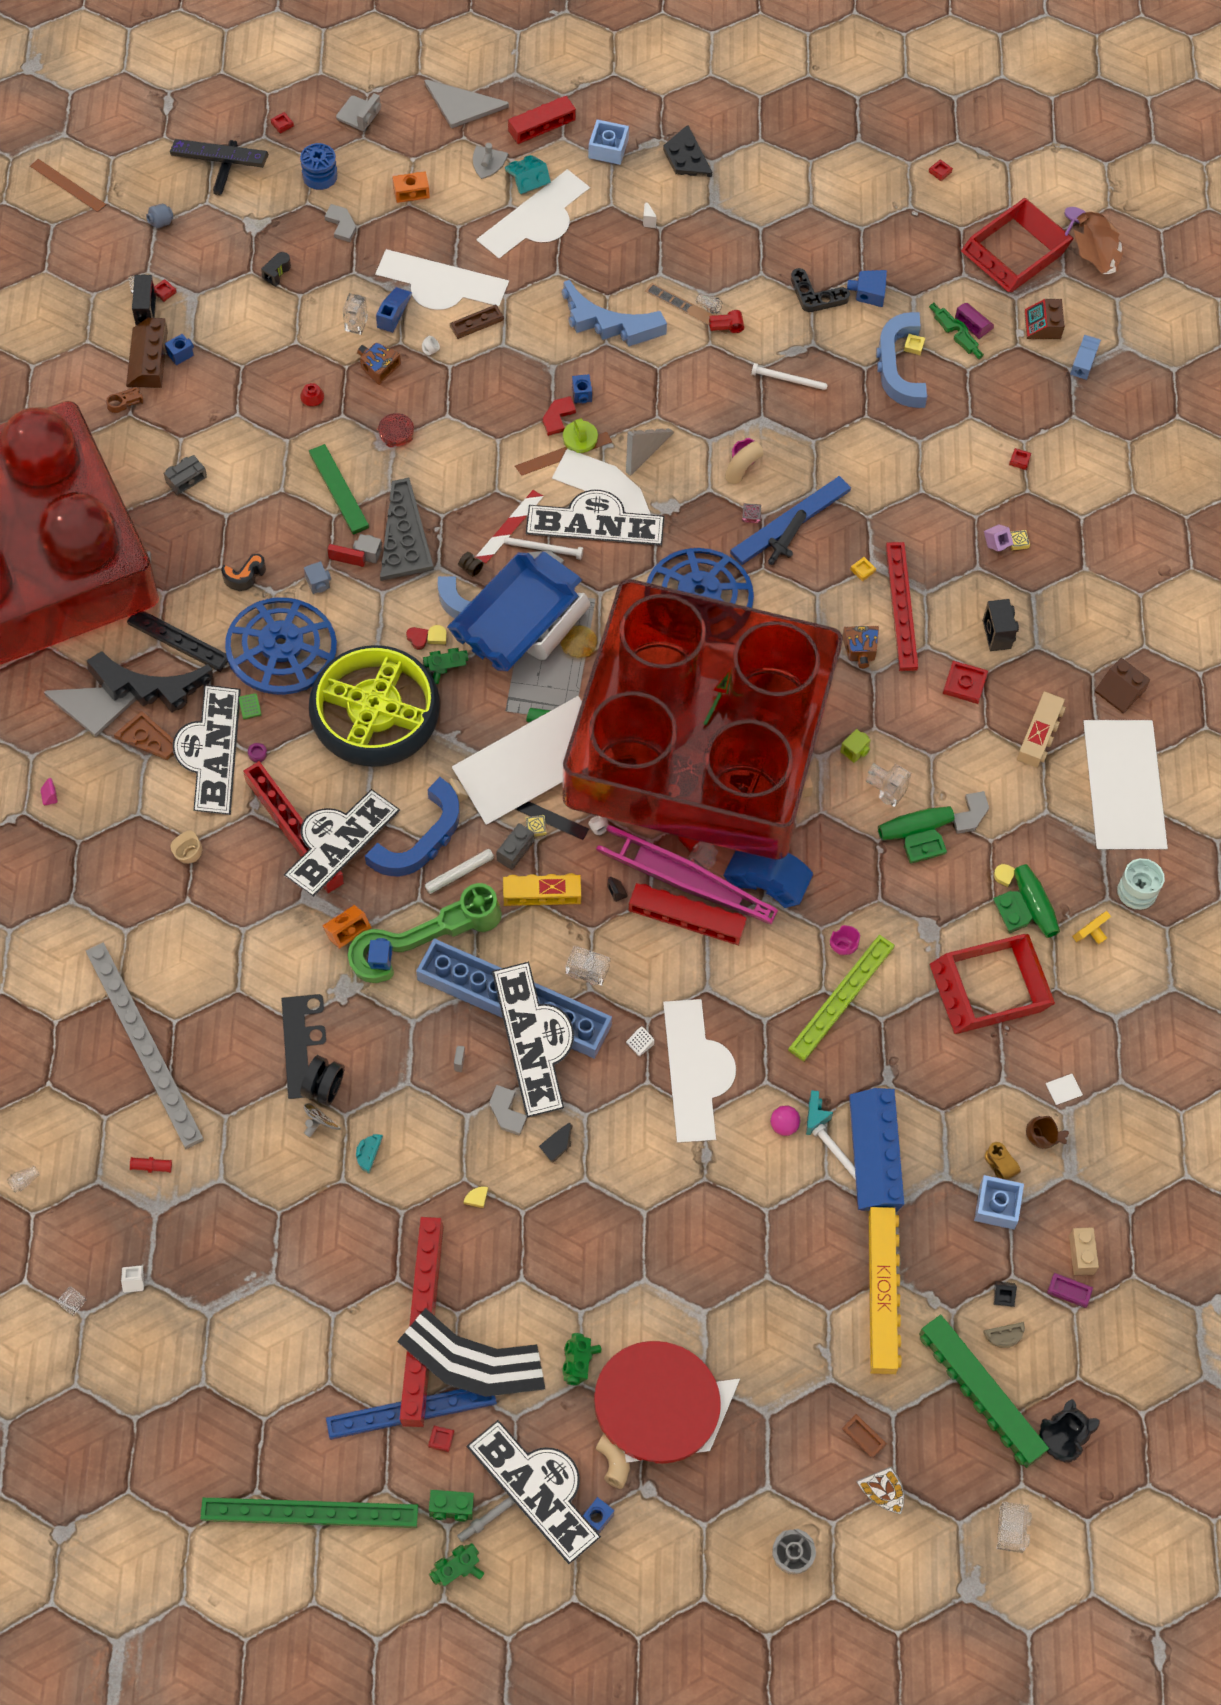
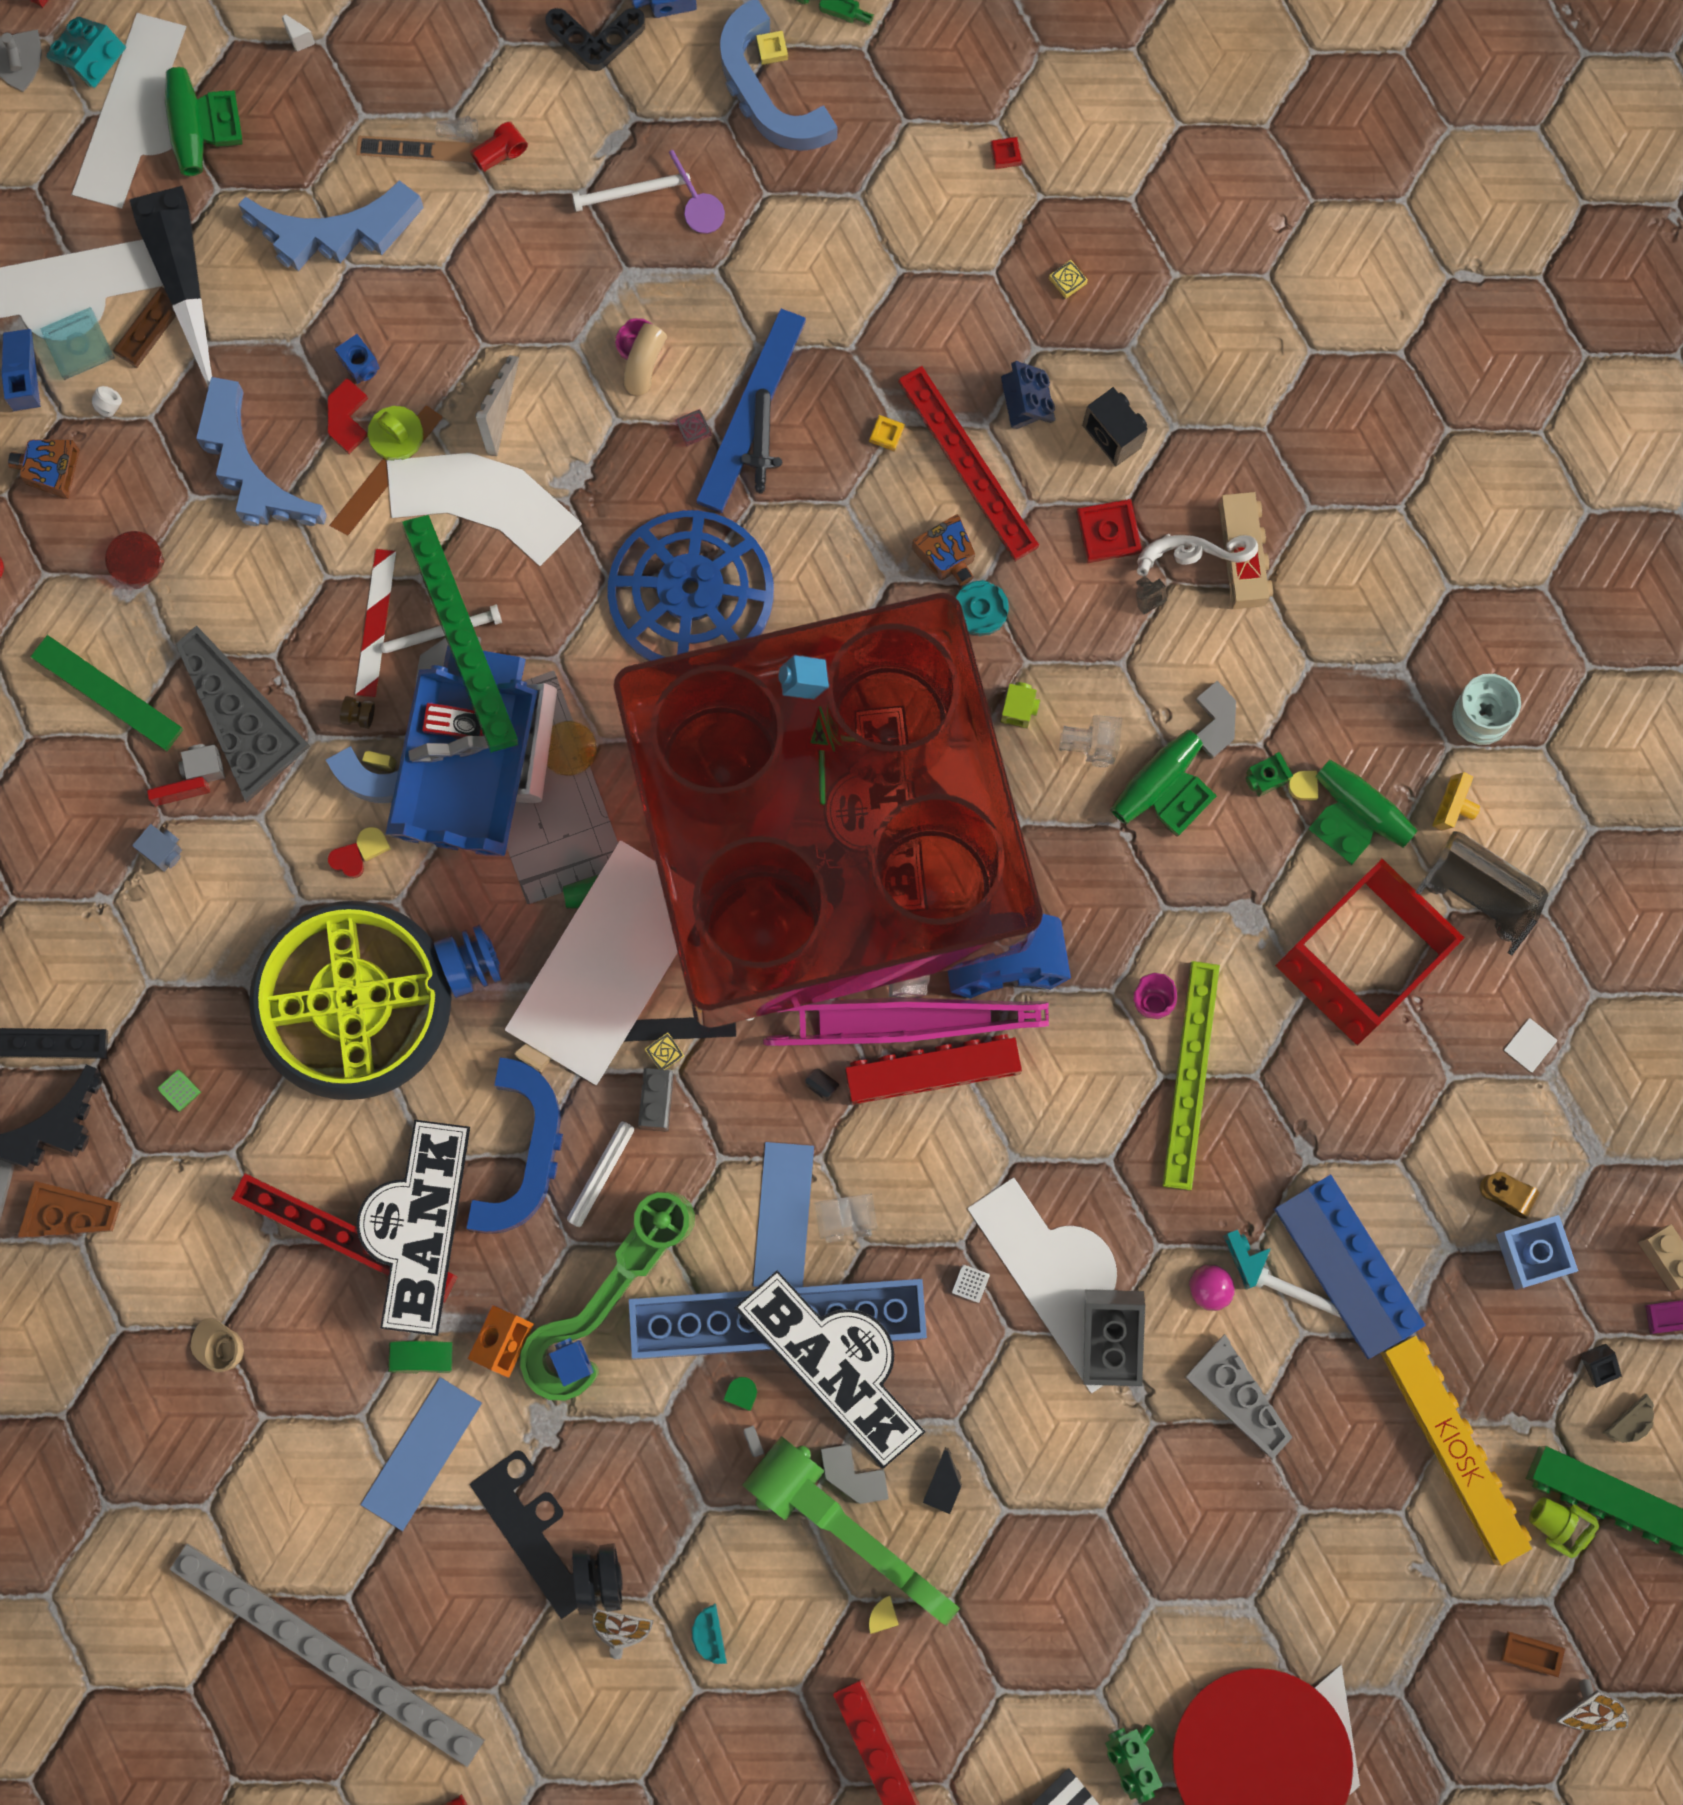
camera: 30 degrees left, 15 degrees up
(210, 749) = (159, 1183): sticker -> none
(246, 576) = (58, 899): black animal -> none
(257, 752) = (229, 1151): magenta tile -> none
(264, 967) = (421, 1454): none -> medium blue sticker
(279, 652) = (170, 992): blue dish -> none
(297, 912) = (420, 1357): none -> green slope
(432, 311) = (77, 343): none -> clear light blue tile
(440, 662) = (401, 885): green brick -> none
(452, 717) = (468, 961): none -> blue wheel
(466, 593) = (380, 761): none -> light yellow tile
(466, 1088) = (787, 1481): none -> bright green piece
(468, 1030) = (741, 1393): none -> green tile
(484, 429) = (259, 497): none -> medium blue arch
(501, 598) = (436, 752): none -> light grey tile
(515, 282) = (168, 236): none -> black plate
(522, 589) = (451, 721): none -> slope
(542, 890) = (725, 1142): yellow brick -> none
(552, 547) = (460, 634): none -> green plate
(556, 944) = (784, 1212): none -> medium blue sticker
(565, 232) = (194, 120): none -> green plate
(595, 517) = (491, 544): sticker -> none
(708, 1115) = (1114, 1337): none -> dark grey slope
(728, 629) = (803, 677): none -> dark azure brick
(764, 1185) = (1232, 1390): none -> light grey wing
(824, 407) = (703, 211): none -> medium lavender piece
(864, 685) = (983, 607): none -> teal tile
(922, 1363) = (1559, 1524): none -> lime piece
(958, 586) = (1027, 395): none -> dark blue bracket
(969, 725) = (1150, 594): none -> clear smoke tile
(985, 856) = (1260, 783): none -> green brick
(998, 537) = (1043, 293): lavender brick -> none
(1007, 710) = (1196, 547): none -> white plant
(1043, 1132) = (1542, 1125): reddish brown hat -> none
(1084, 979) = (1488, 885): none -> clear smoke windscreen
(1122, 685) = (1315, 428): reddish brown slope -> none
(1125, 784) = (1387, 569): white sticker -> none

